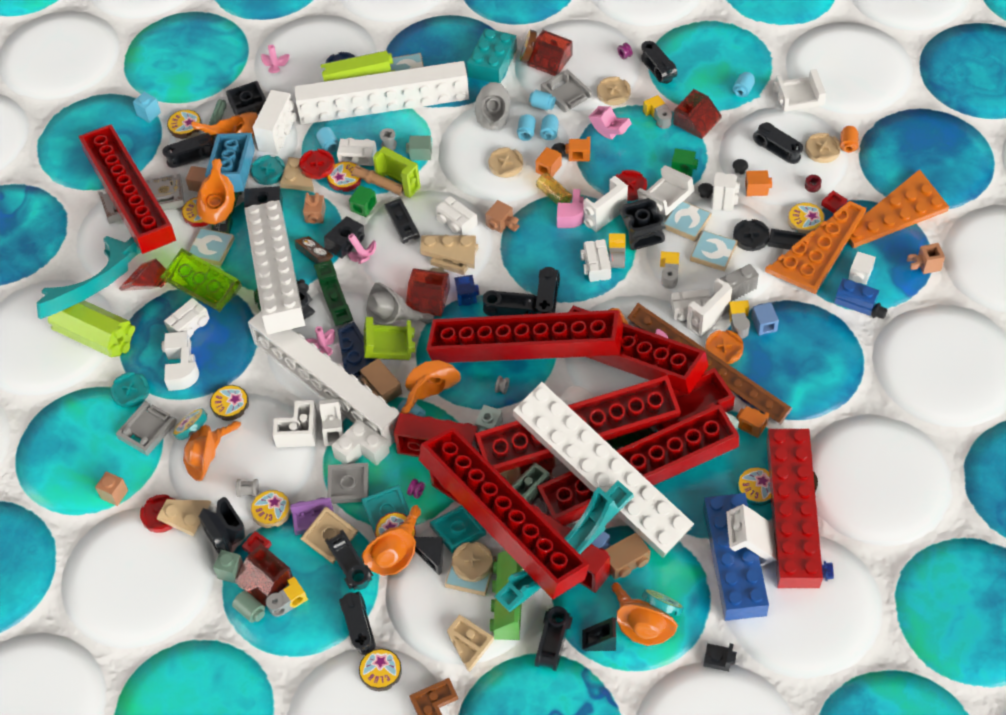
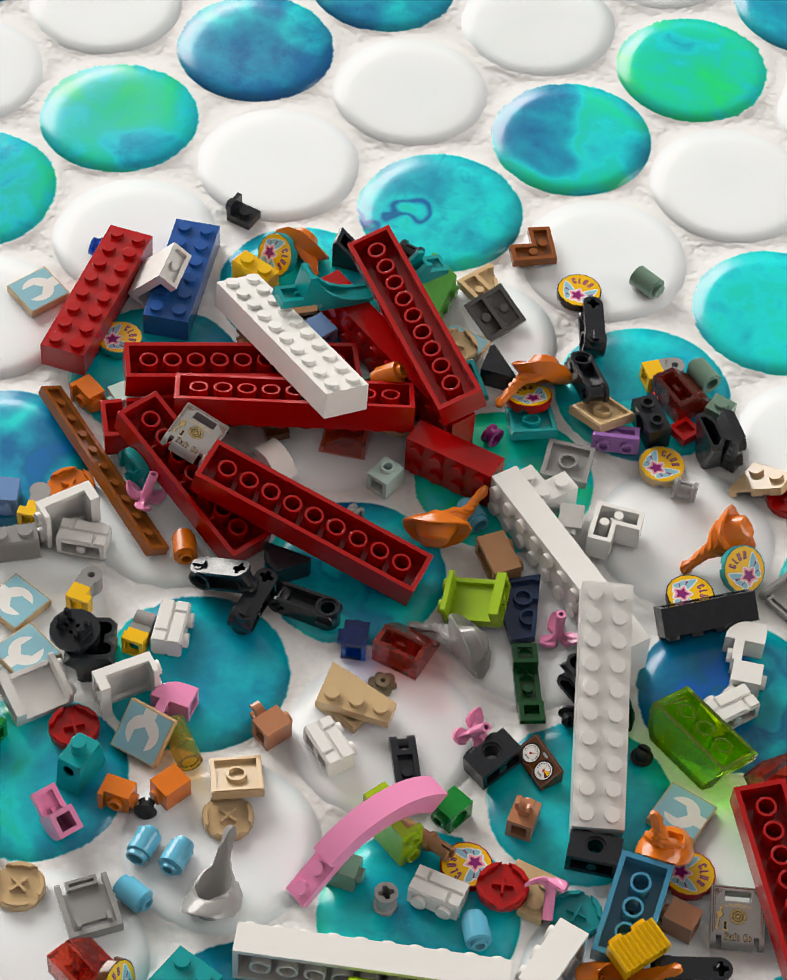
camera: 170 degrees left, 5 degrees down
(213, 380) = (705, 614): none -> black brick
(220, 130) = (637, 948): none -> yellow brick
(244, 275) = (642, 755): none -> black piece
(280, 157) = (550, 886): none -> bright pink plant
(286, 539) = (651, 420): none -> black brick
(318, 696) = (647, 282): none -> sand green brick
(399, 149) = (369, 818): none -> bright pink arch
(448, 609) = (495, 313): none -> dark grey slope
(509, 181) = (236, 777): none -> tan tile
(514, 475) = (389, 372): none -> orange brick
(574, 293) = (222, 575): none -> black piece
(579, 183) = (144, 732): none -> tile
(613, 149) = (79, 764): none -> teal torso
(638, 353) = (194, 434): none -> light grey container
(653, 210) = (82, 637): none -> black plate
(673, 581) = (249, 264): none -> yellow brick
(850, 511) = (38, 291): none -> tile

